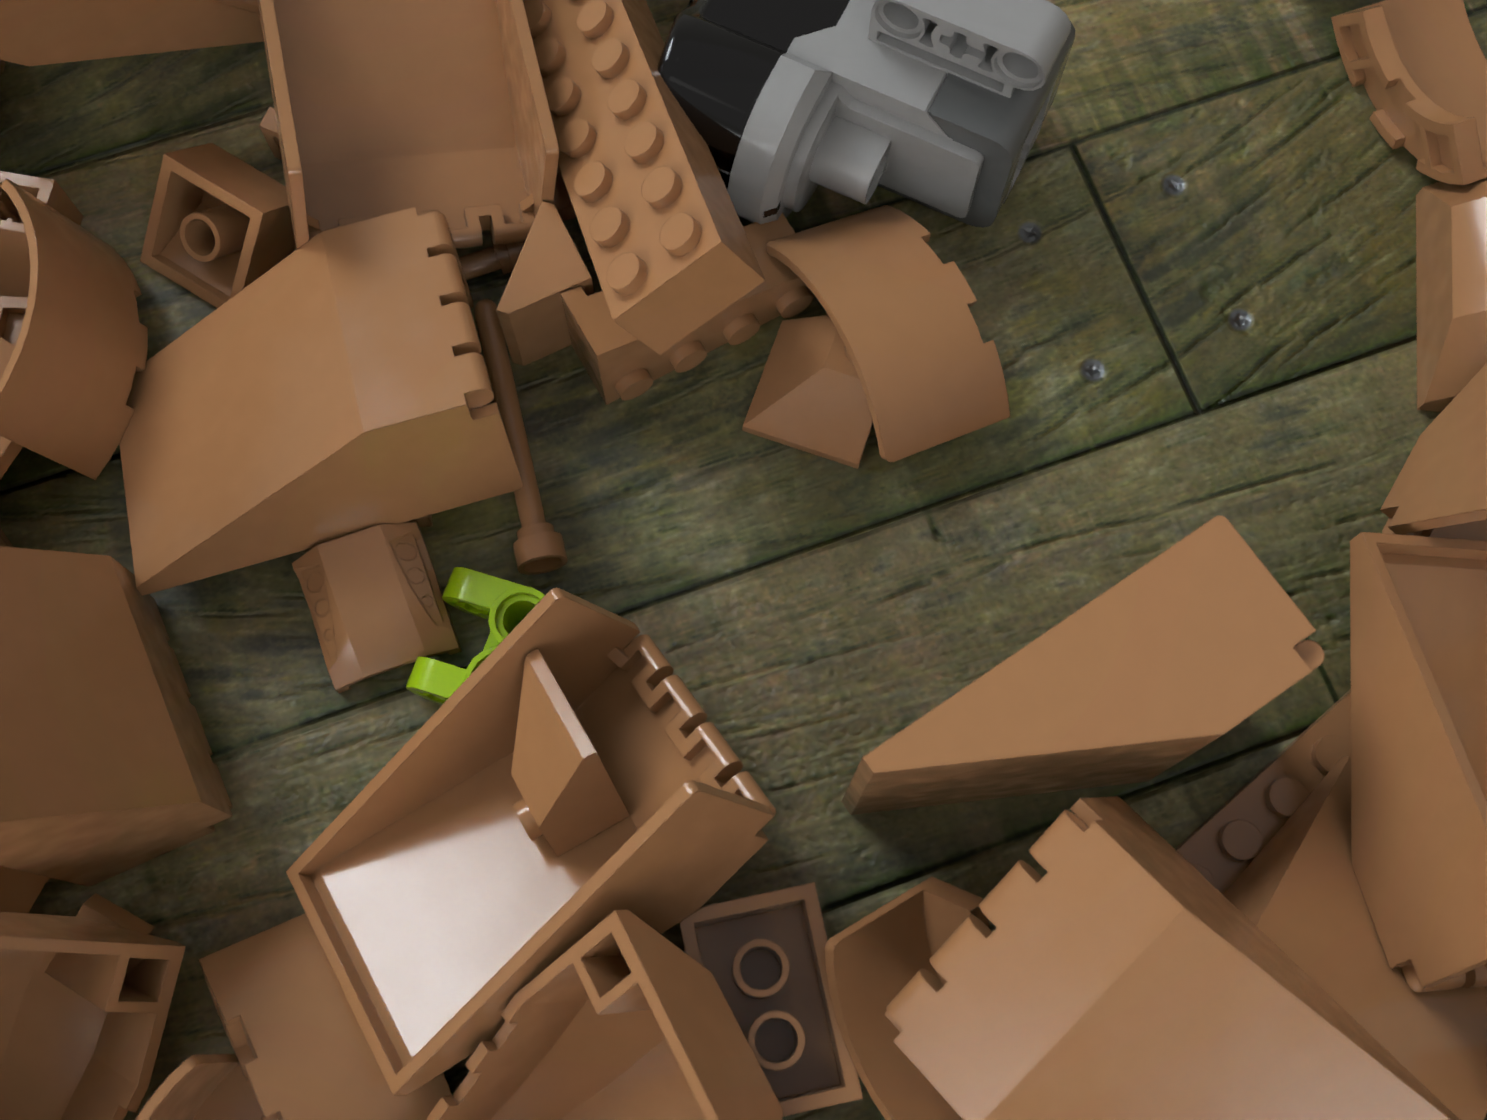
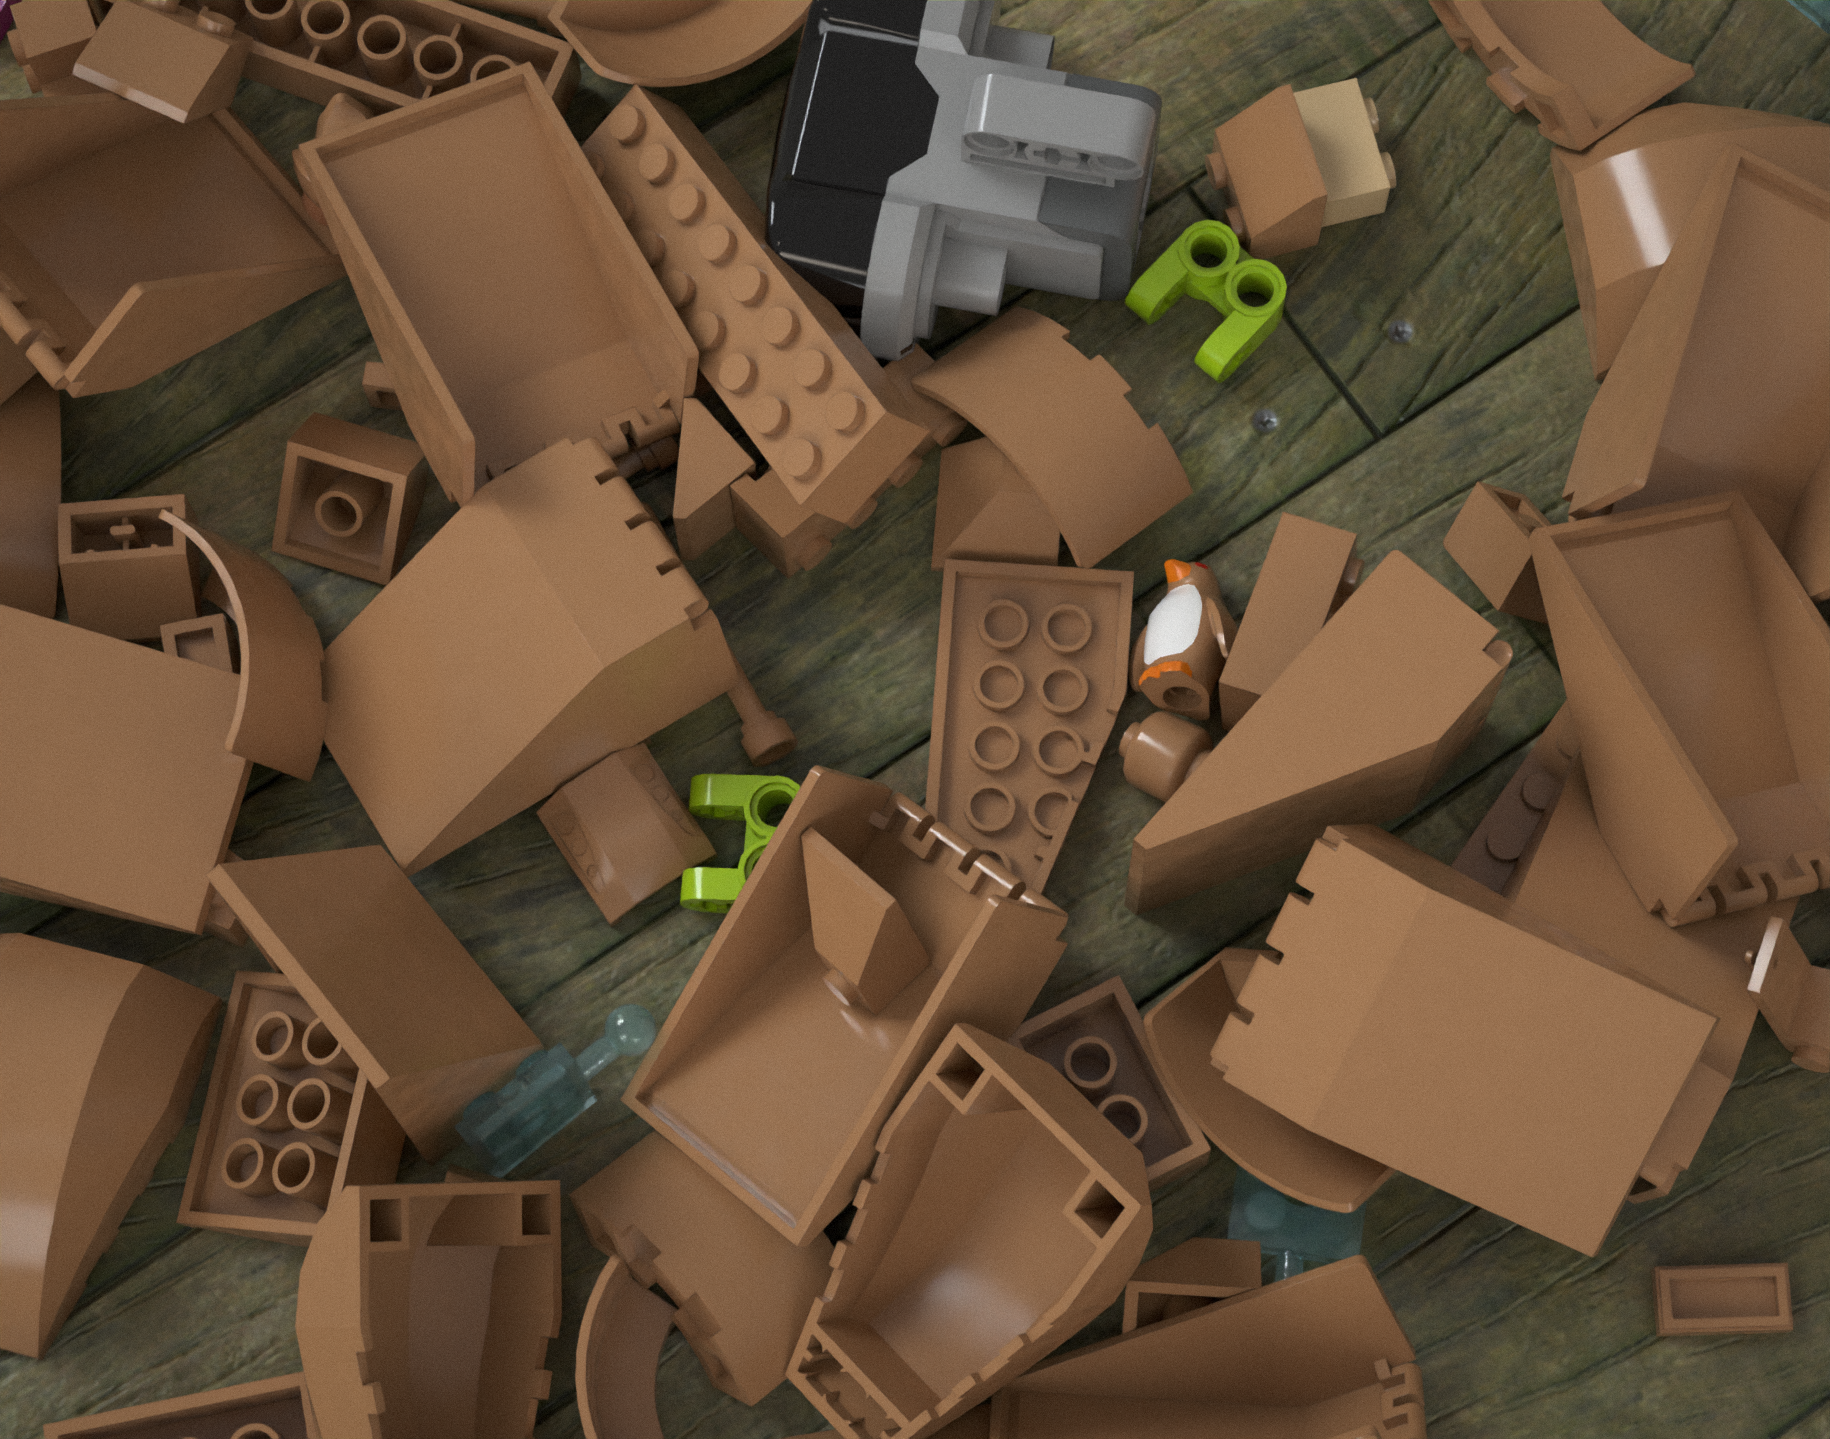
camera: 10 degrees left, 0 degrees up
(202, 851) = (548, 1093): none -> clear light blue plate
(792, 583) = (1024, 703): none -> medium nougat wing
(920, 665) = (1163, 753): none -> medium nougat head
(966, 559) = (1184, 642): none -> medium nougat animal
(1089, 547) = (1298, 590): none -> medium nougat brick
(1101, 227) = (1221, 286): none -> lime piece
(1155, 144) = (1269, 177): none -> medium nougat slope
(1220, 141) = (1346, 150): none -> tan brick
(1306, 551) = (1494, 549): none -> medium nougat panel

